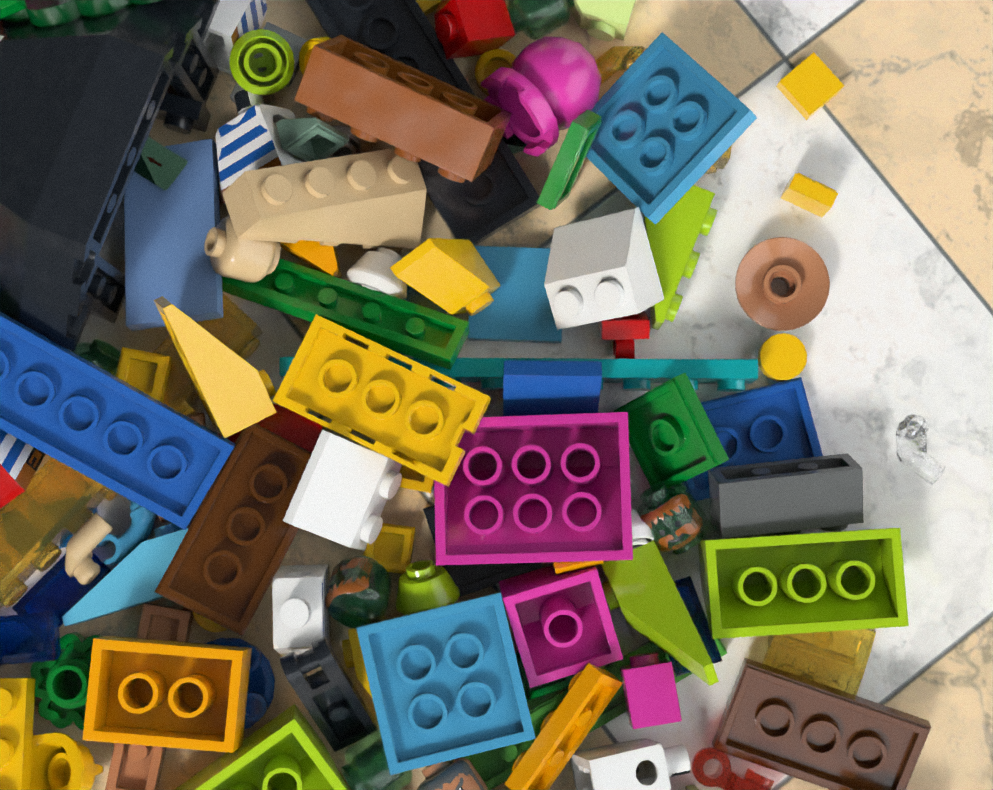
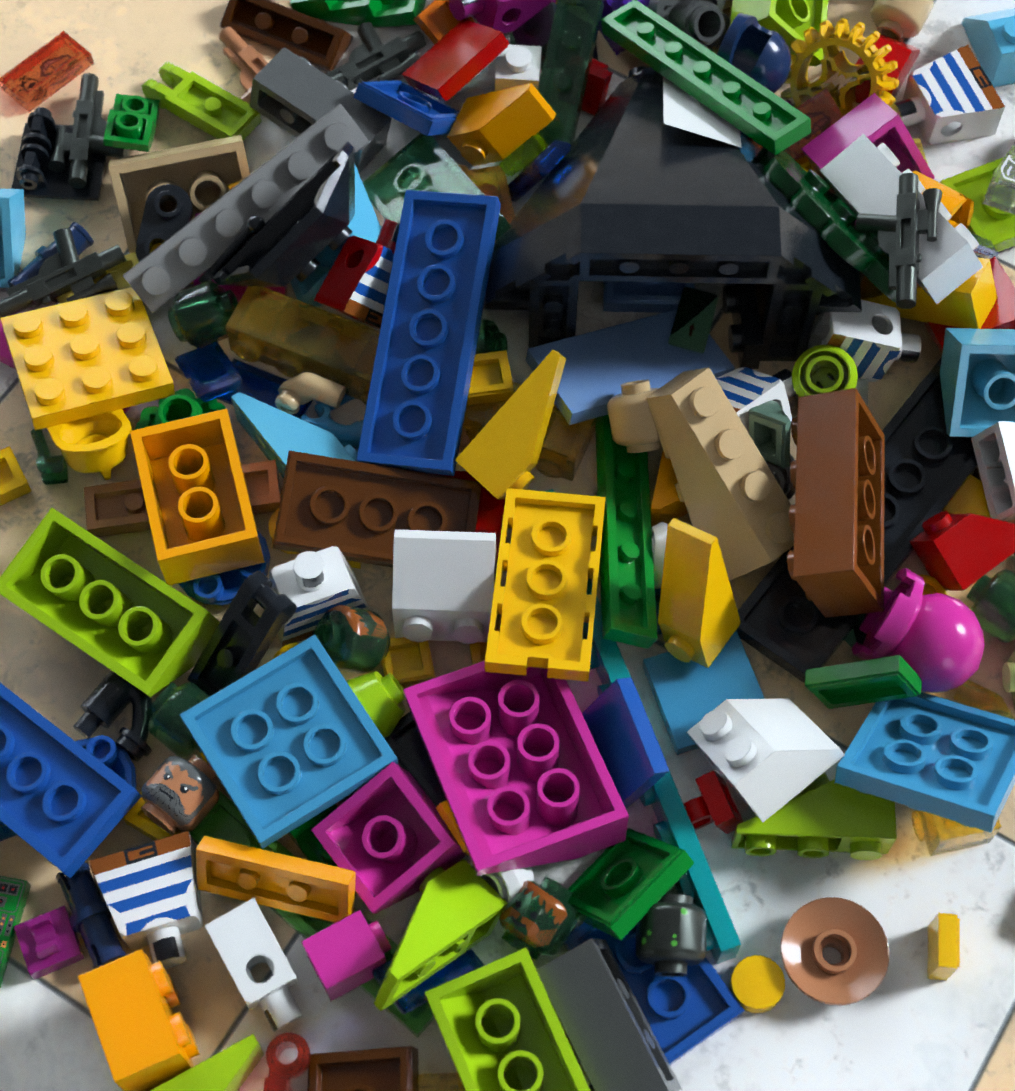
camera: 70 degrees right, 20 degrees down
(734, 412) = (672, 935): none -> pearl dark grey head

